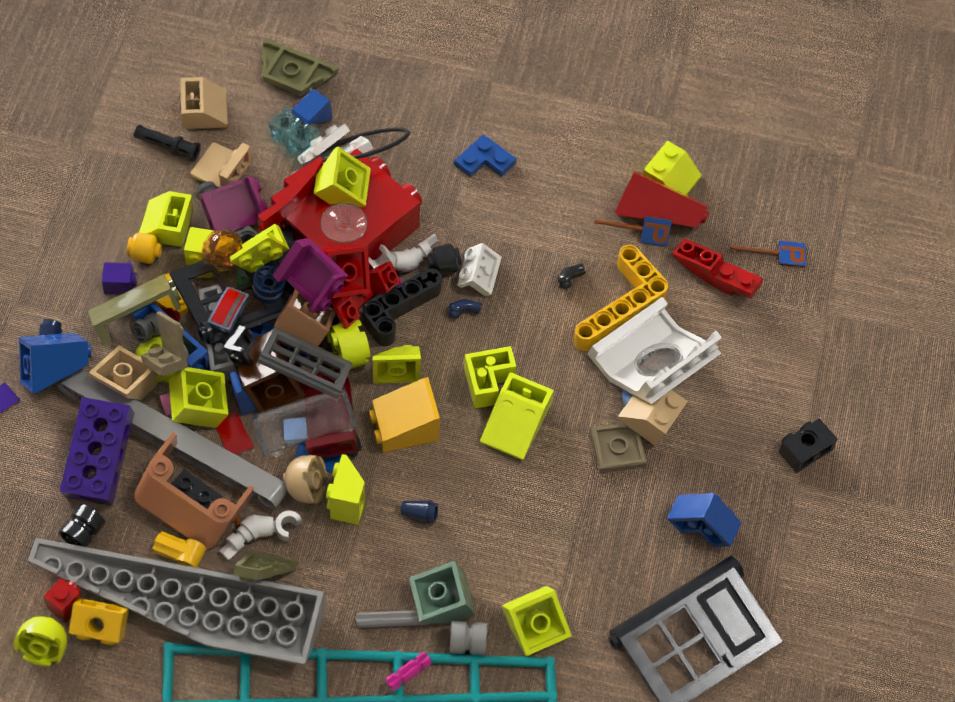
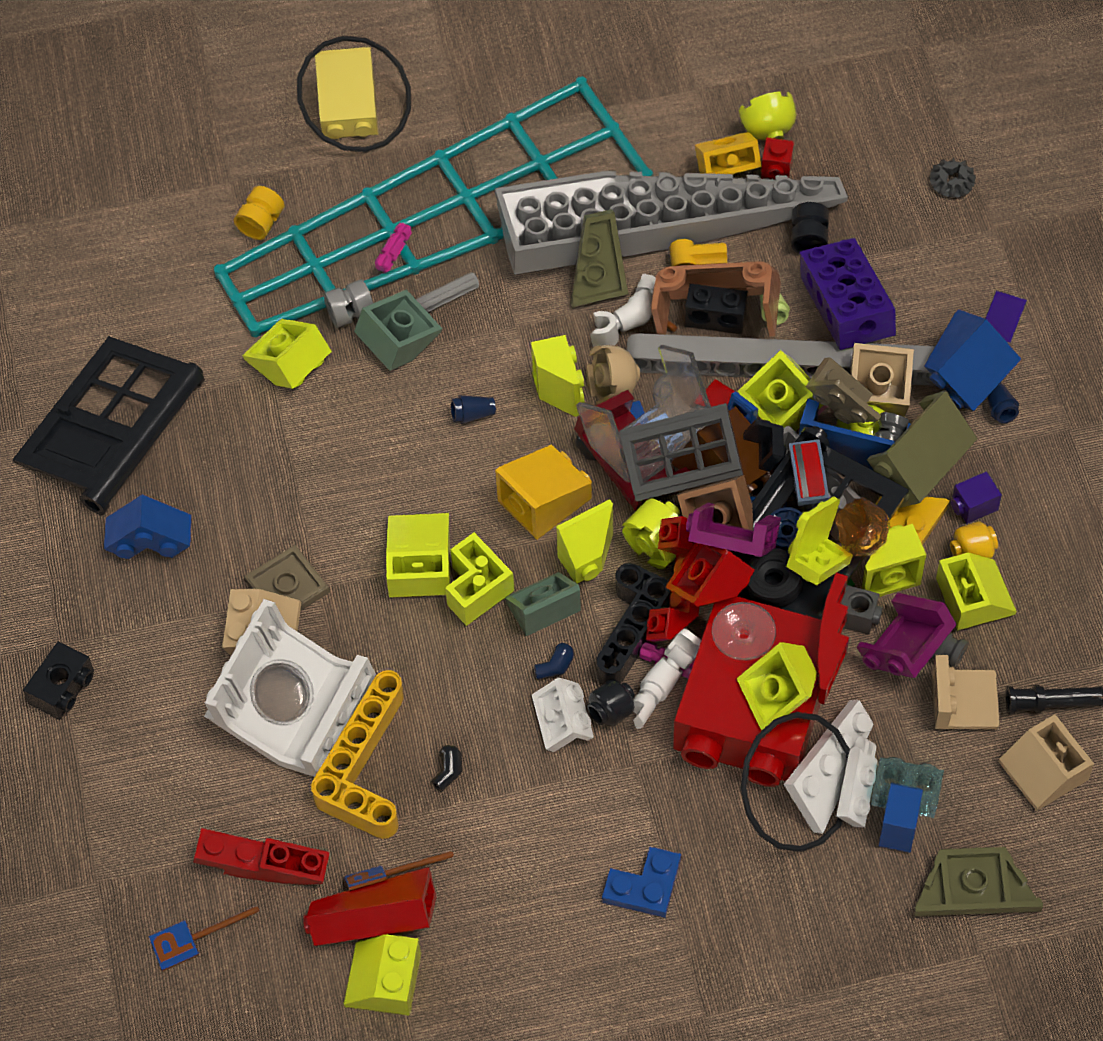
camera: 160 degrees right, 0 degrees up
(448, 344) = (544, 602): none -> sand green slope

